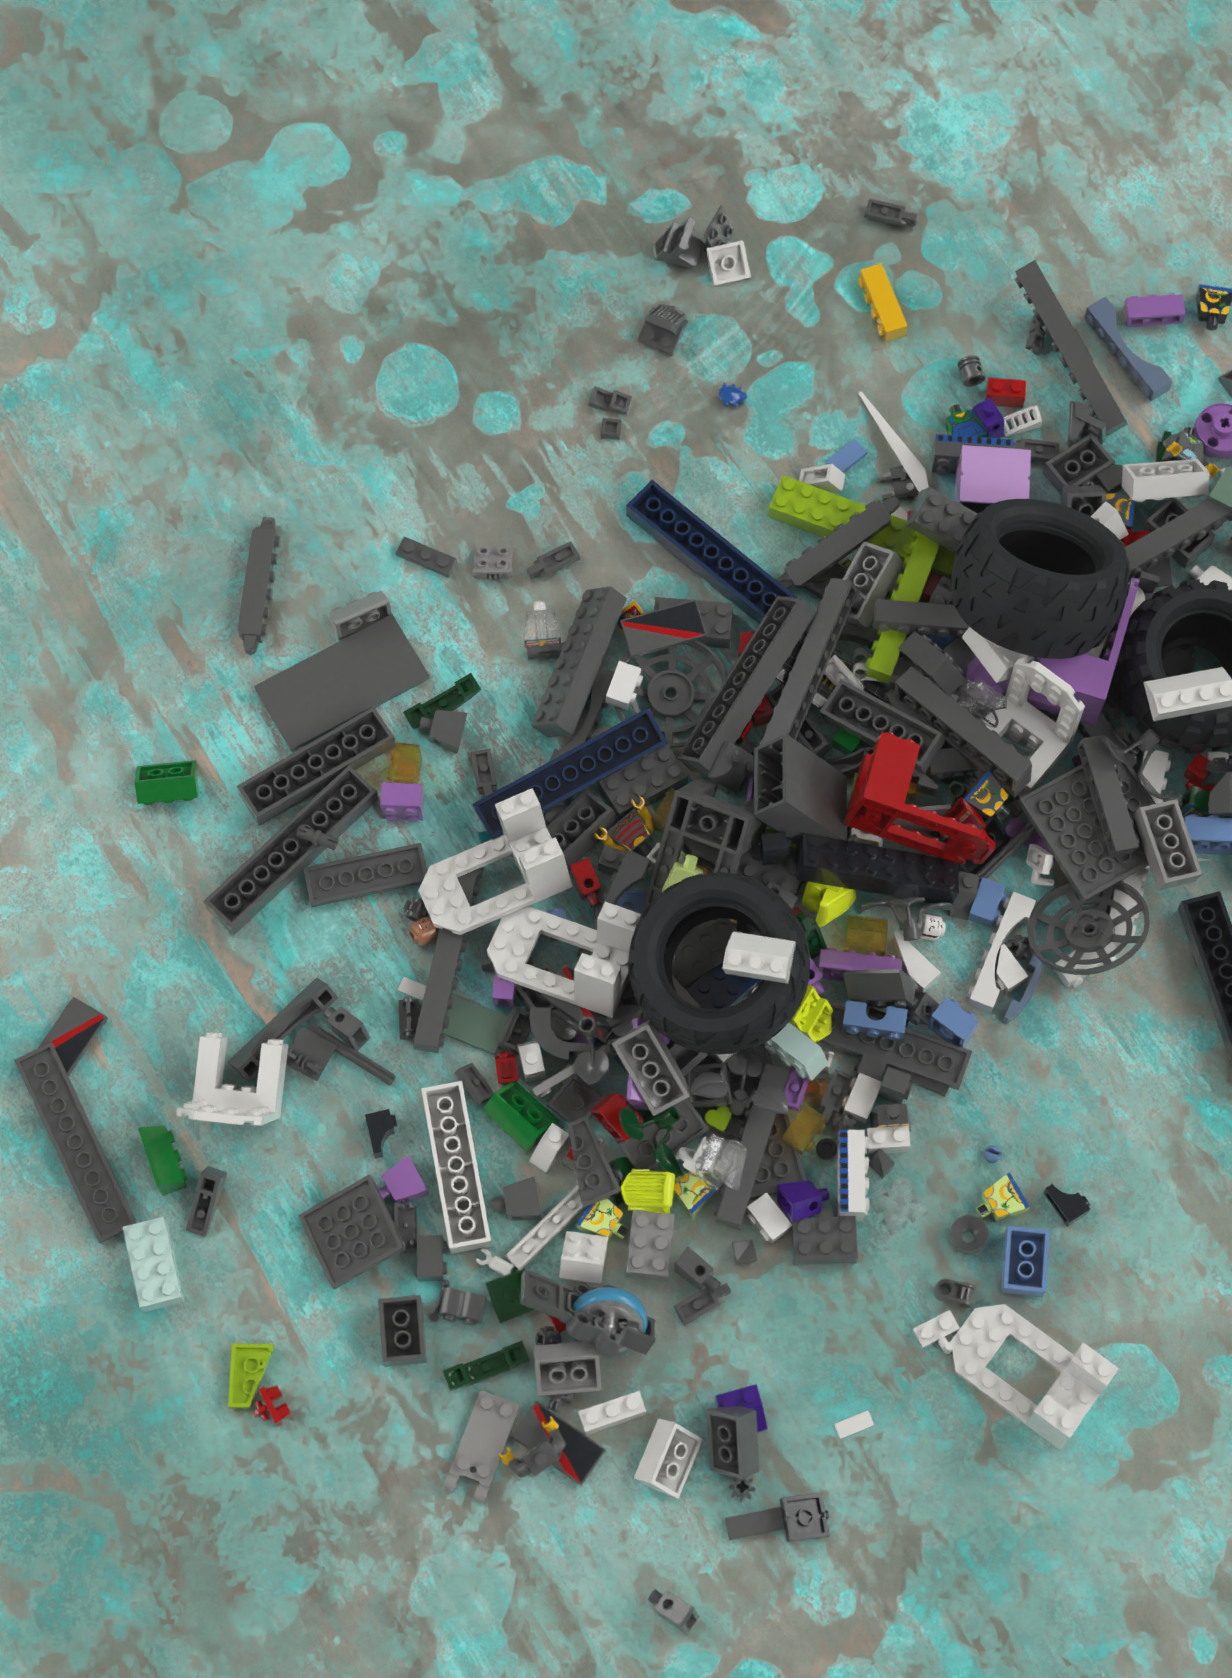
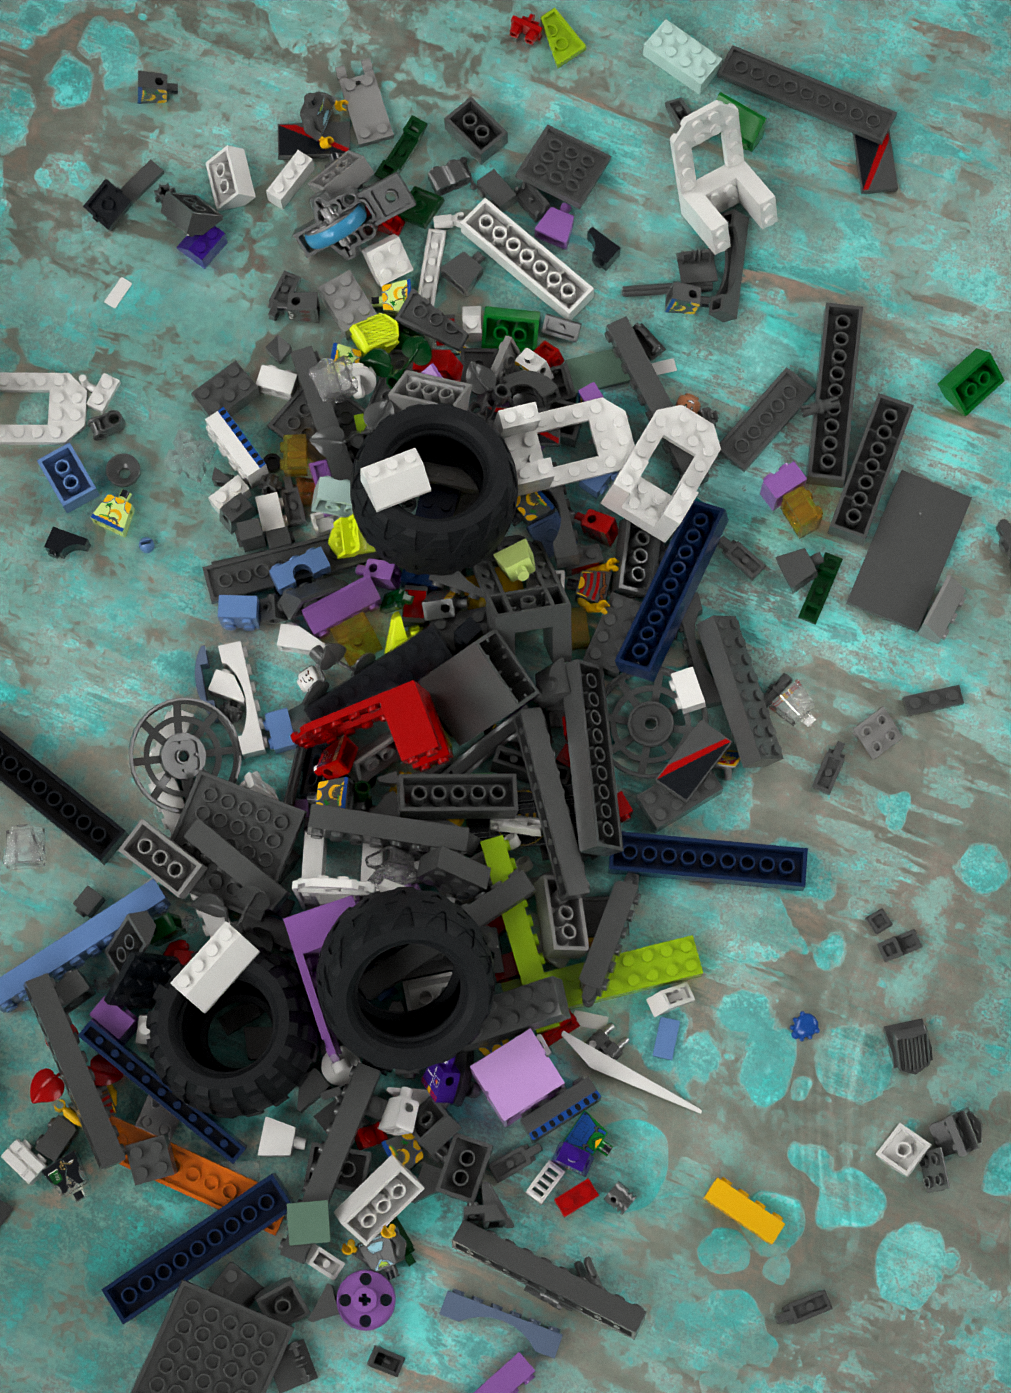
camera: 145 degrees right, 5 degrees up
(800, 1199) = (261, 407): dark purple torso -> none

